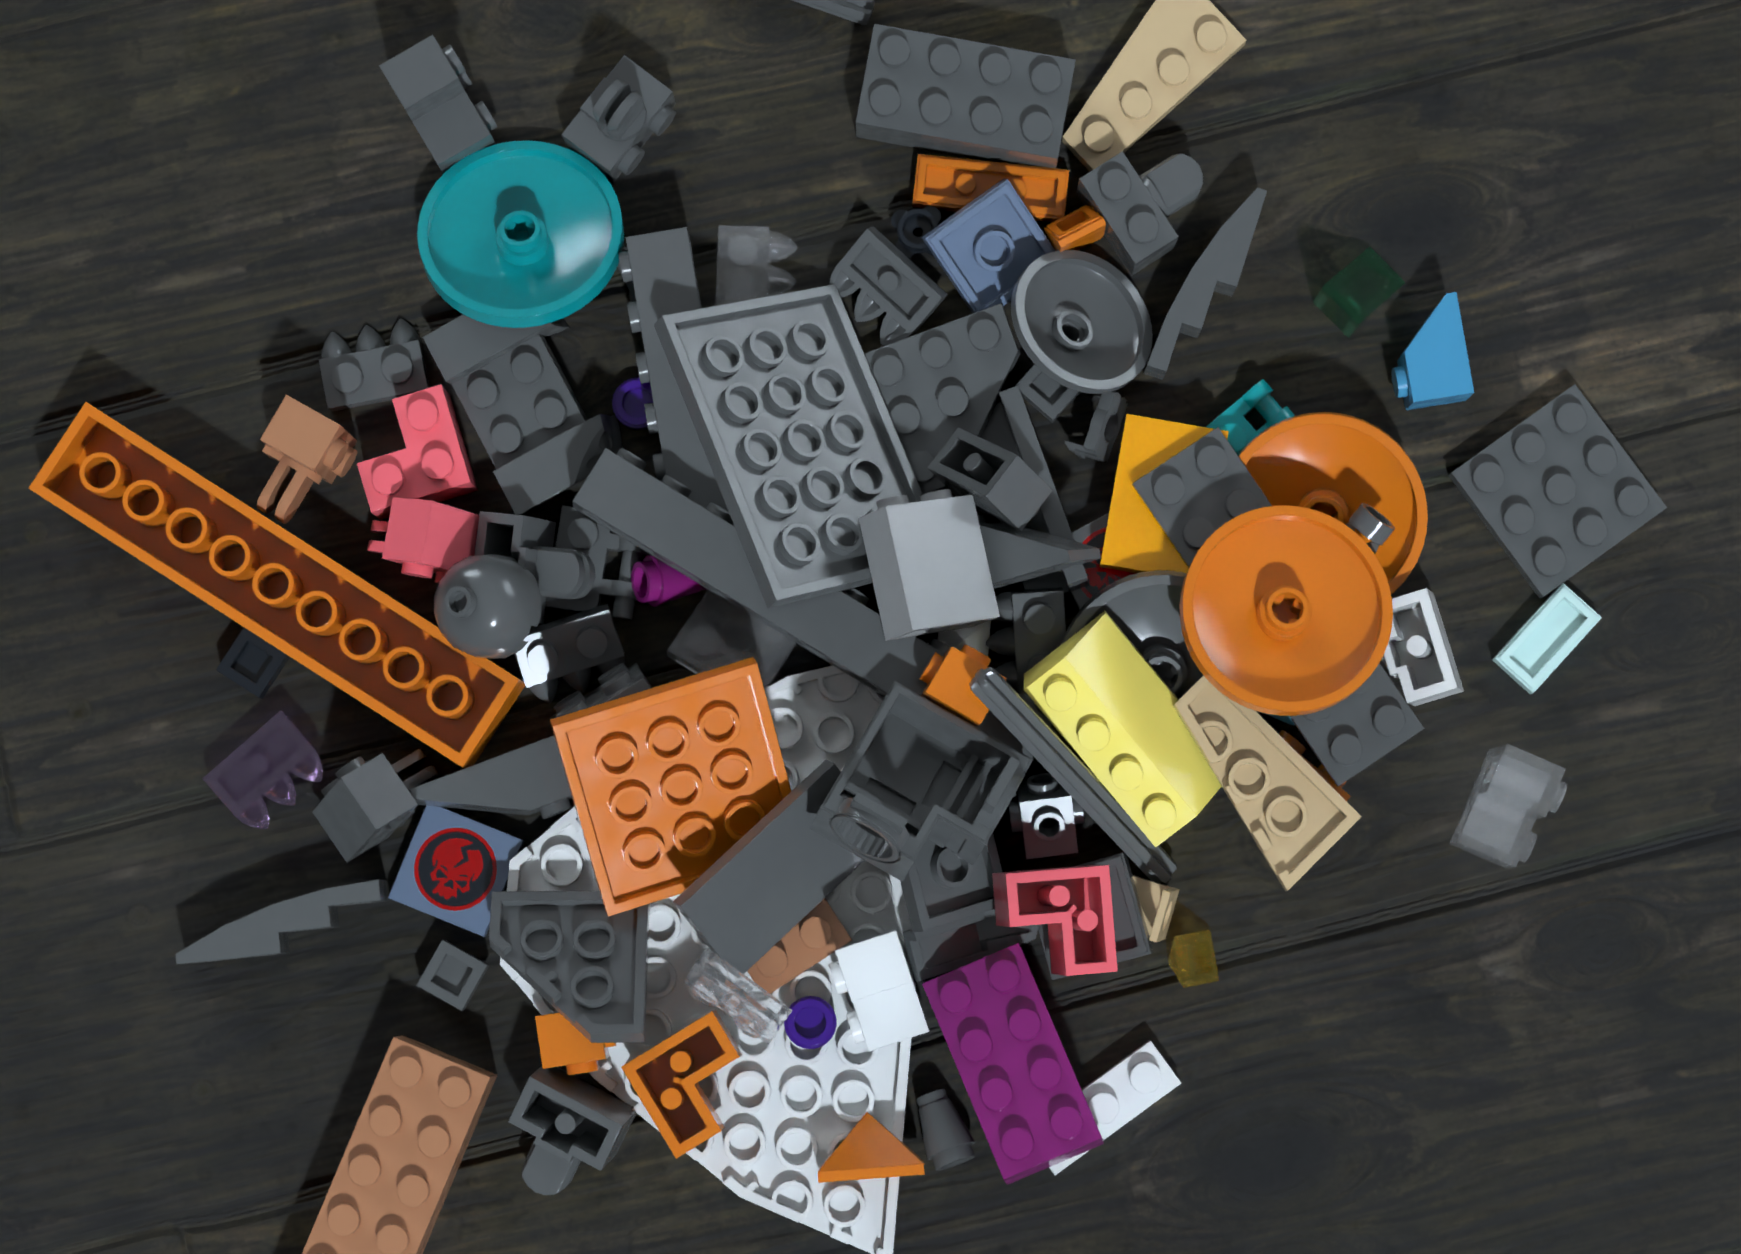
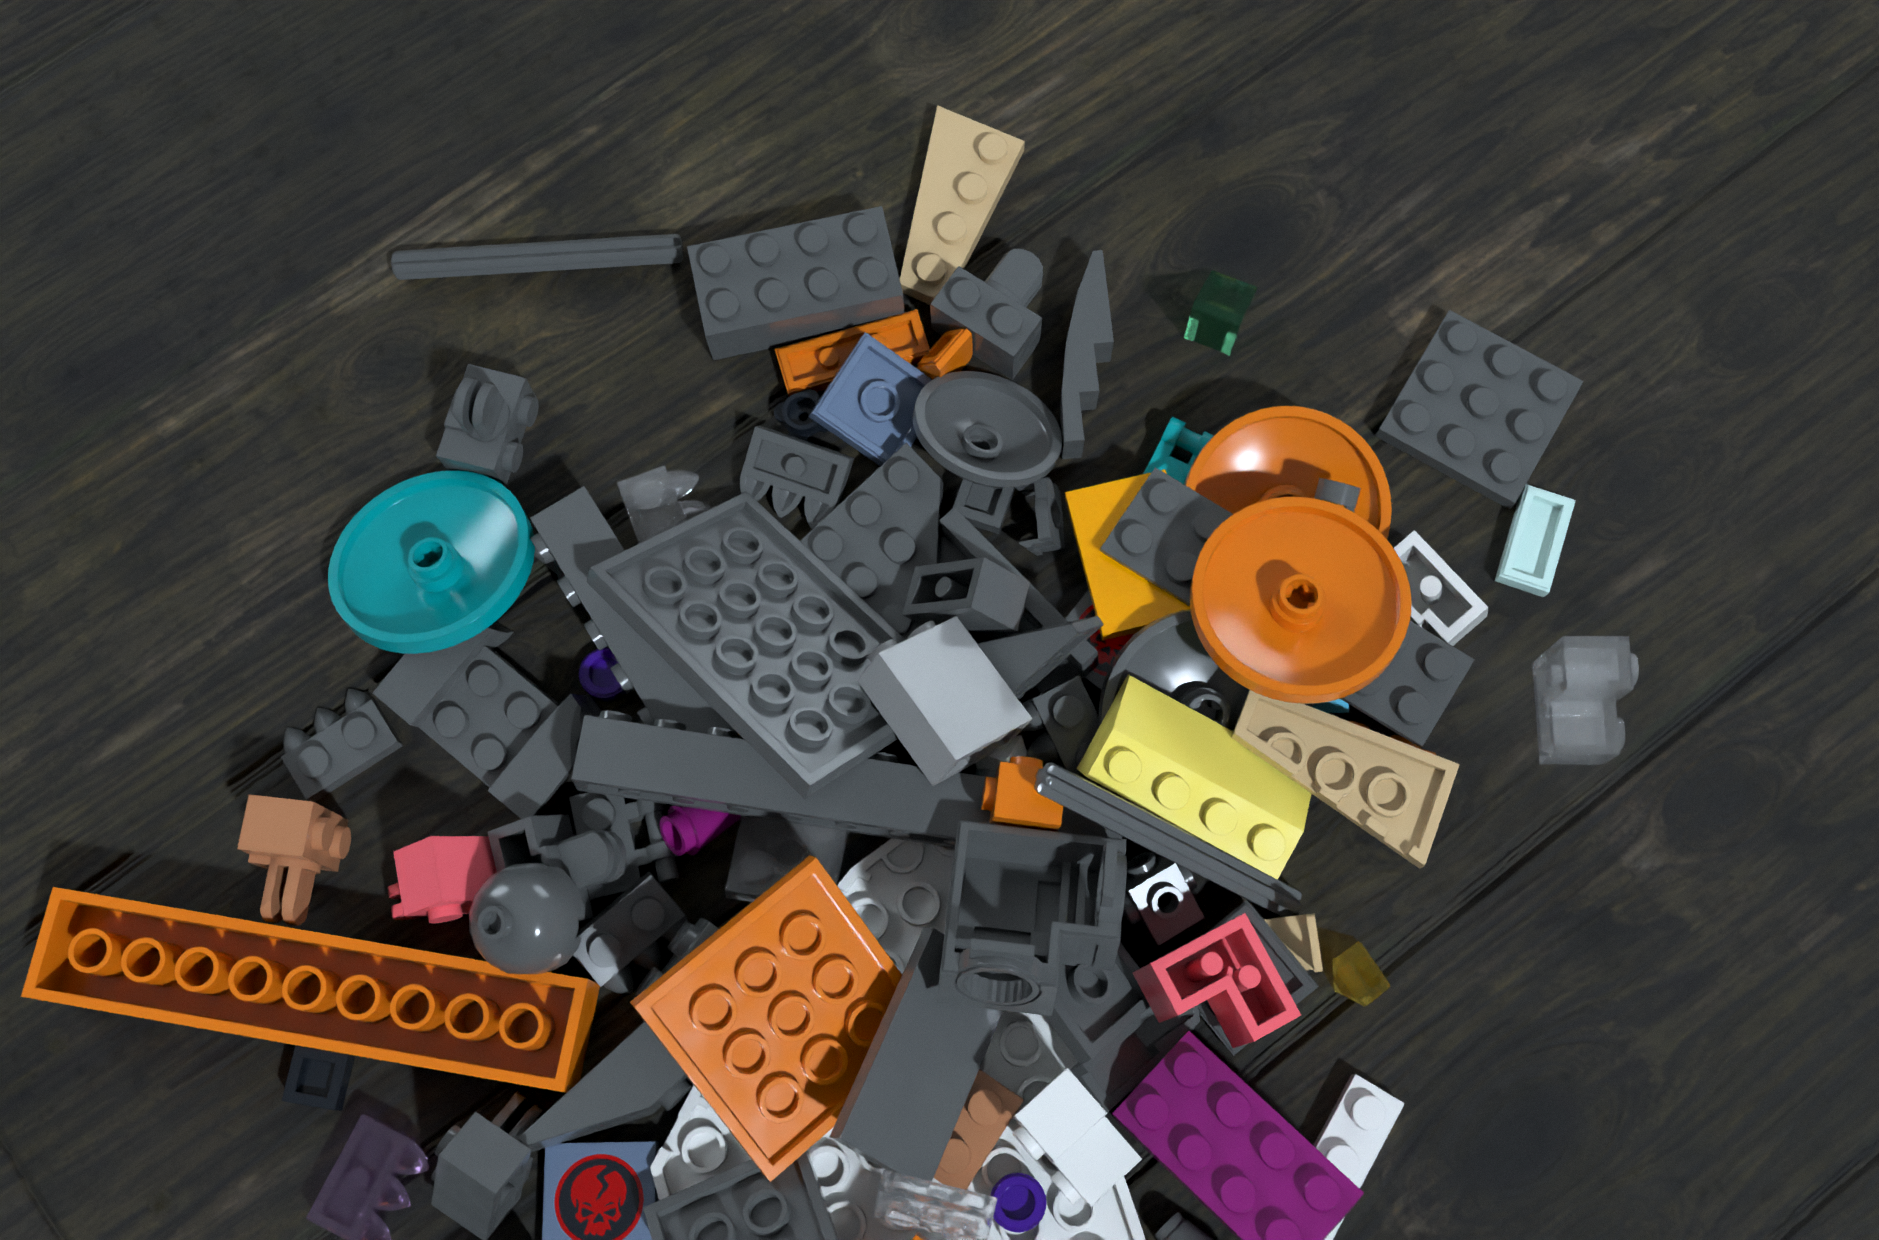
camera: 25 degrees left, 10 degrees down
(433, 94) = (303, 470): dark grey brick -> none
(434, 458) = (422, 803): coral brick -> none
(1436, 361) = (1319, 338): dark azure slope -> none

